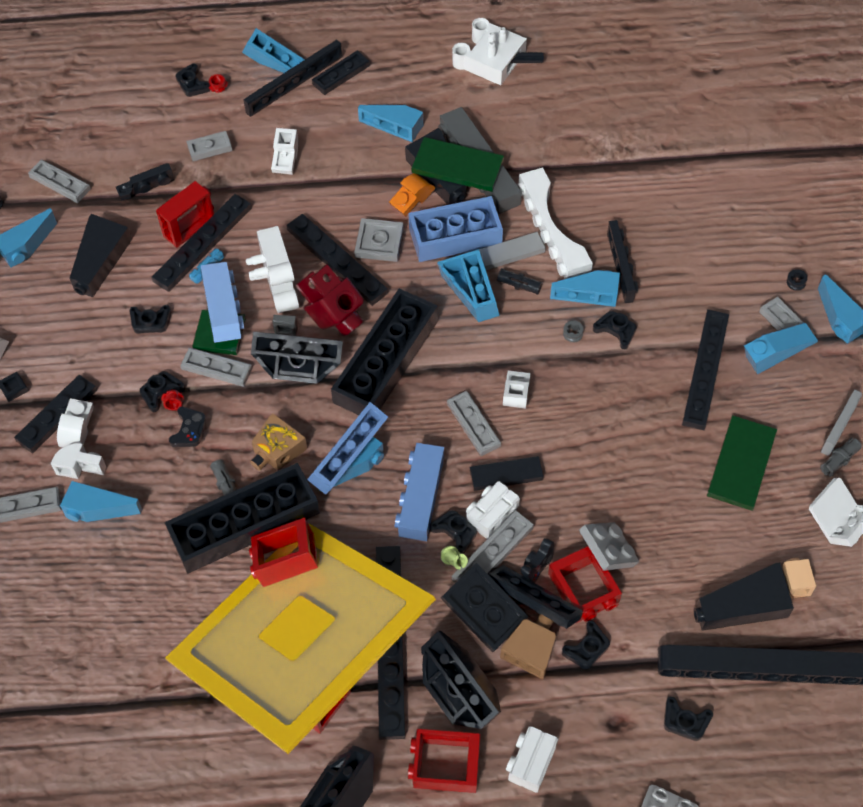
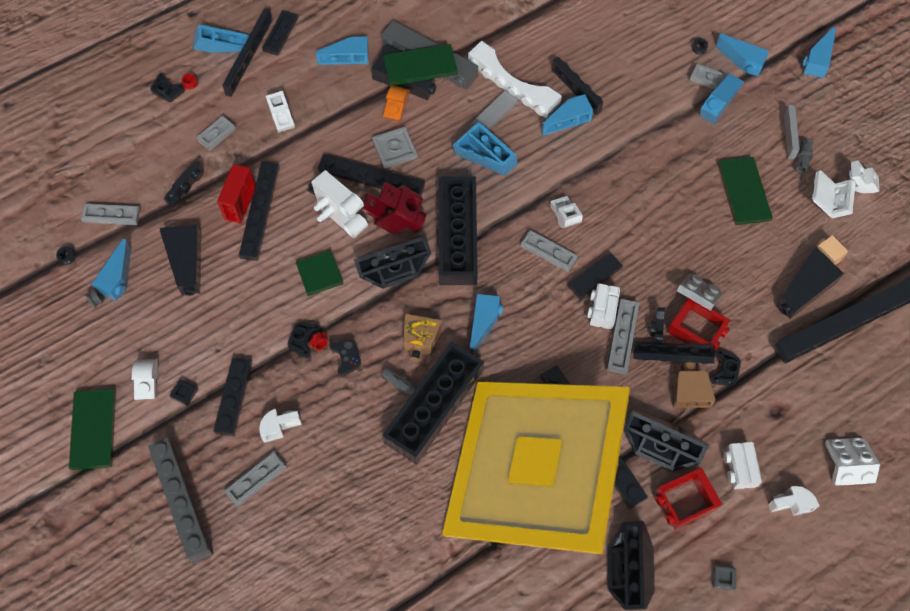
camera: 30 degrees left, 5 degrees up
(74, 423) = (256, 396): white brick -> none
(96, 504) = (312, 449): dark azure slope -> none
(149, 320) = (259, 289): black piece -> none
(216, 256) = (275, 227): dark azure axle -> none
(216, 367) = (334, 300): light grey tile -> none
(221, 302) = (309, 249): light blue brick -> none
(285, 324) = (367, 243): dark grey tile -> none
(288, 565) = (493, 422): red window -> none
(347, 448) = (483, 312): medium blue brick -> none
(421, 492) = (547, 318): medium blue brick -> none
(452, 557) = (596, 353): yellowish green pin -> none
(455, 228) = (447, 114): medium blue brick -> none
(457, 528) = (588, 332): black piece -> none
(484, 607) = (645, 377): black plate -> none
(533, 285) = (527, 132): black pin -> none
(574, 325) = (577, 156): dark grey bush -> none
(618, 326) = (603, 133): black piece -> none
(685, 721) = (819, 387): black piece -> none
(705, 370) = (682, 137): black plate -> none

